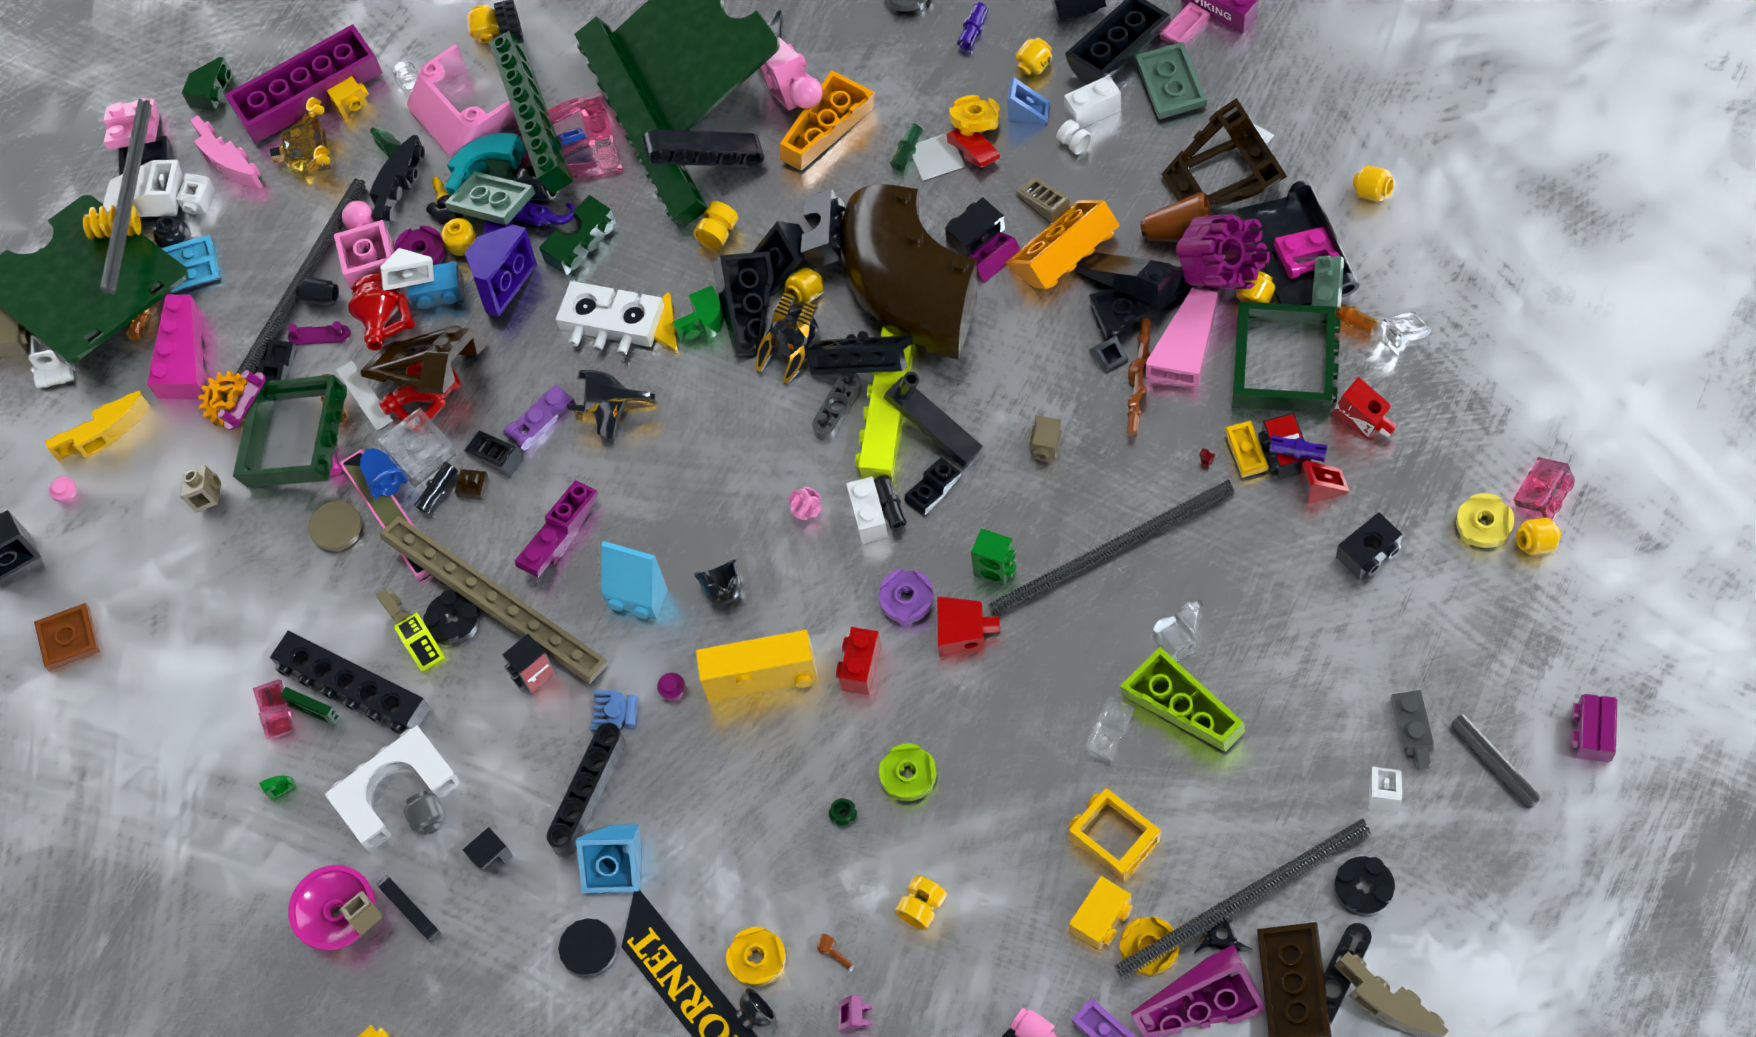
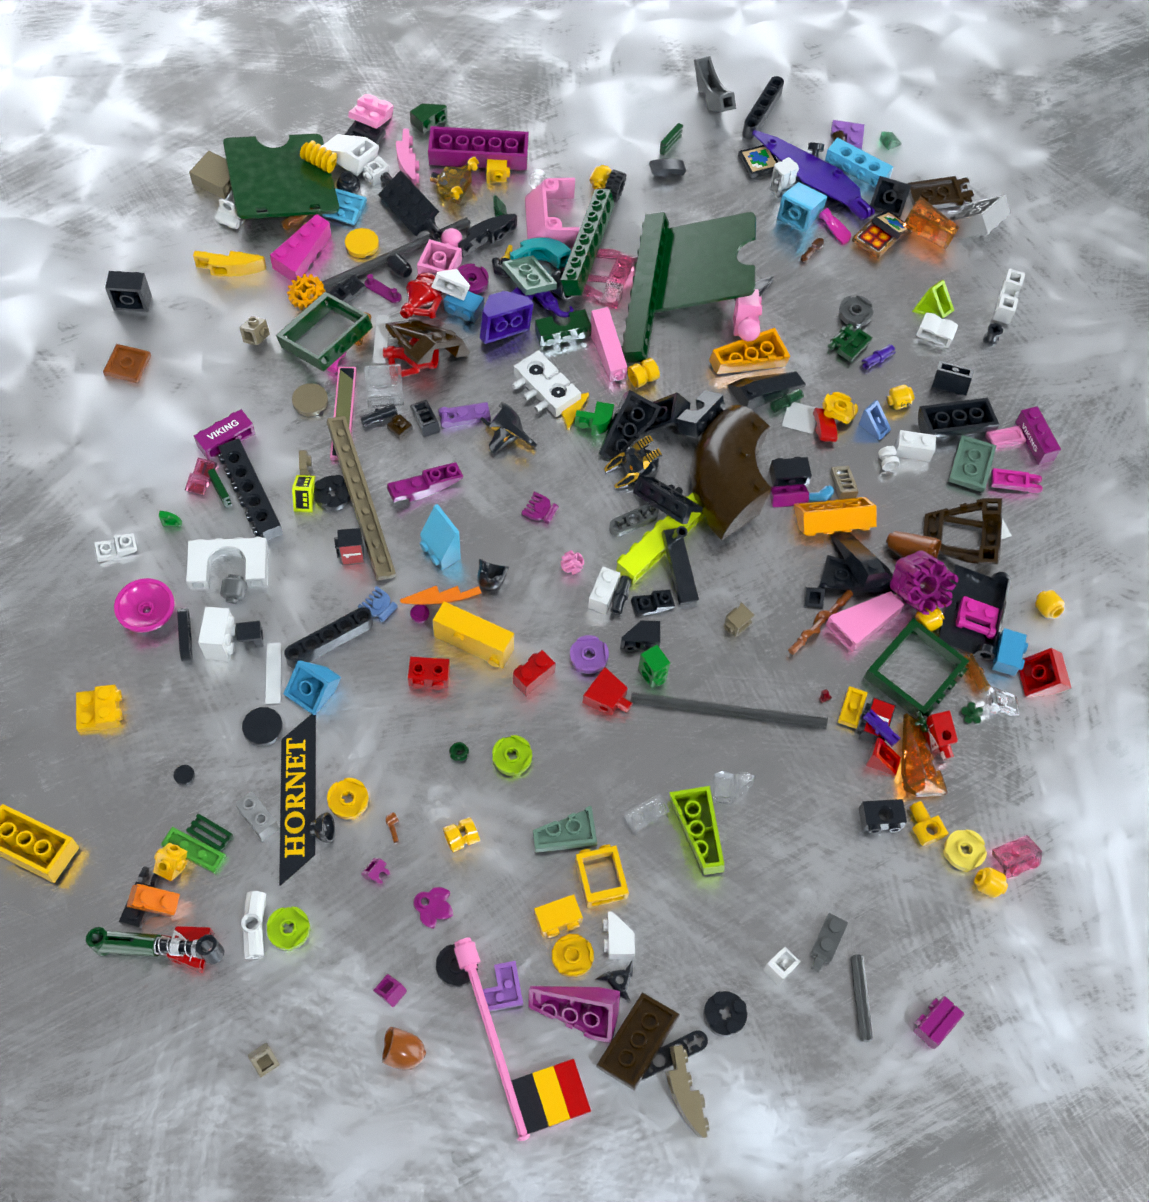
camera: 20 degrees right, 0 degrees up
(62, 489) = (185, 283): bright pink plate -> none
(126, 197) = (334, 146): dark grey axle -> none
(235, 416) = (324, 293): magenta piece -> none
(239, 863) = (112, 549): none -> white slope
(247, 294) = (361, 242): none -> yellow tile
(261, 636) = (228, 429): none -> magenta brick
(272, 207) = (409, 204): none -> black plate
(361, 913) = (156, 619): dark tan slope -> none
(381, 473) = (354, 387): blue piece -> none
(450, 877) = (217, 634): none -> white brick
(458, 236) = (496, 283): yellow head -> none
(500, 169) = (548, 263): clear green slope -> none
(550, 878) = (273, 673): none -> white sticker
(571, 137) = (601, 271): blue slope -> none
(649, 219) = (608, 344): none -> bright pink slope
(675, 652) = (432, 596): none -> orange slope
(703, 148) = (667, 324): black beam -> none
(719, 467) = (542, 509): none -> magenta piece
(737, 746) = (429, 672): none -> red brick
(804, 286) = (666, 440): yellow head -> none
(868, 153) = (760, 390): none -> black wedge
(935, 30) = (853, 345): none -> dark green plate
(953, 531) = (642, 636): none -> black slope
(955, 1004) = (436, 908): none -> magenta plate
(1031, 231) = (823, 495): none -> dark azure arm
(1042, 810) = (568, 833): none -> sand green wing
(1187, 887) = (620, 938): none -> white slope
(1233, 68) = (1016, 480): none -> dark pink hinge
(1244, 896) = (648, 968): dark grey axle -> none
(1328, 281) = (976, 643): sand green plate -> none
(1334, 411) = (921, 721): none -> dark green plant
(1368, 468) = (916, 765): none -> clear orange wedge
(1372, 267) = (1010, 652): none -> dark azure brick
(1379, 364) = (972, 713): none -> dark green plant
(1420, 520) = (925, 821): none -> yellow piece
(1424, 266) = (1044, 674): none -> red slope

